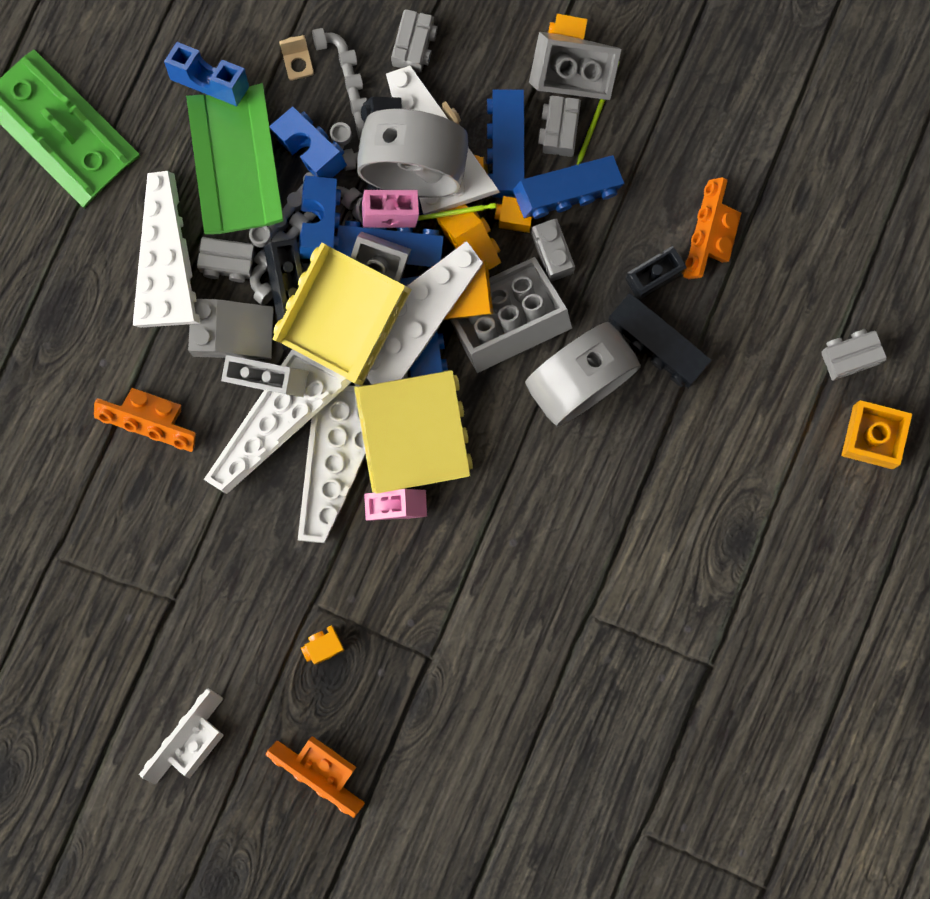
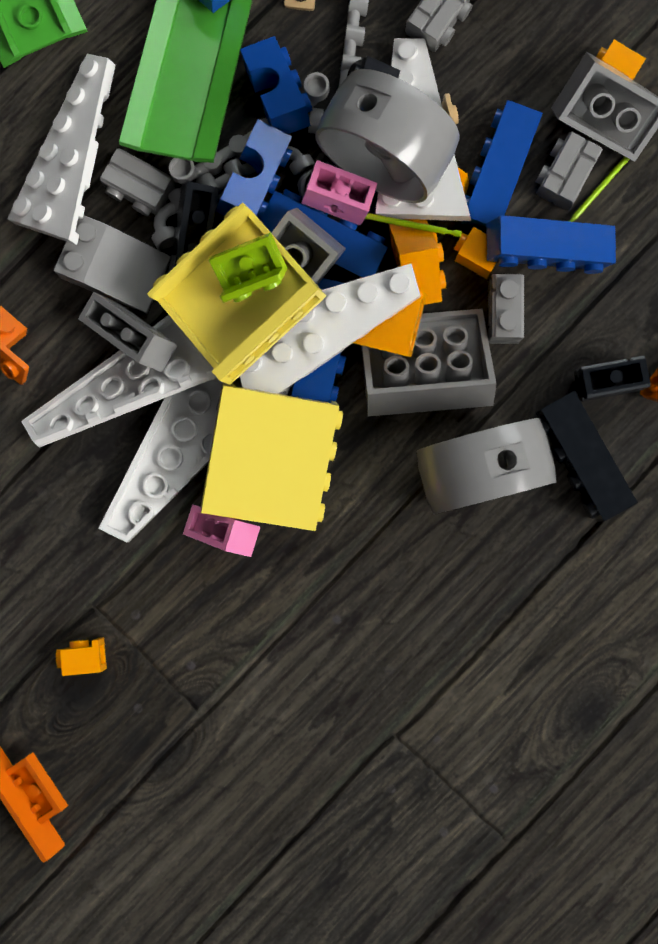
camera: 20 degrees right, 5 degrees up
(344, 290) = (249, 268): none -> lime bracket

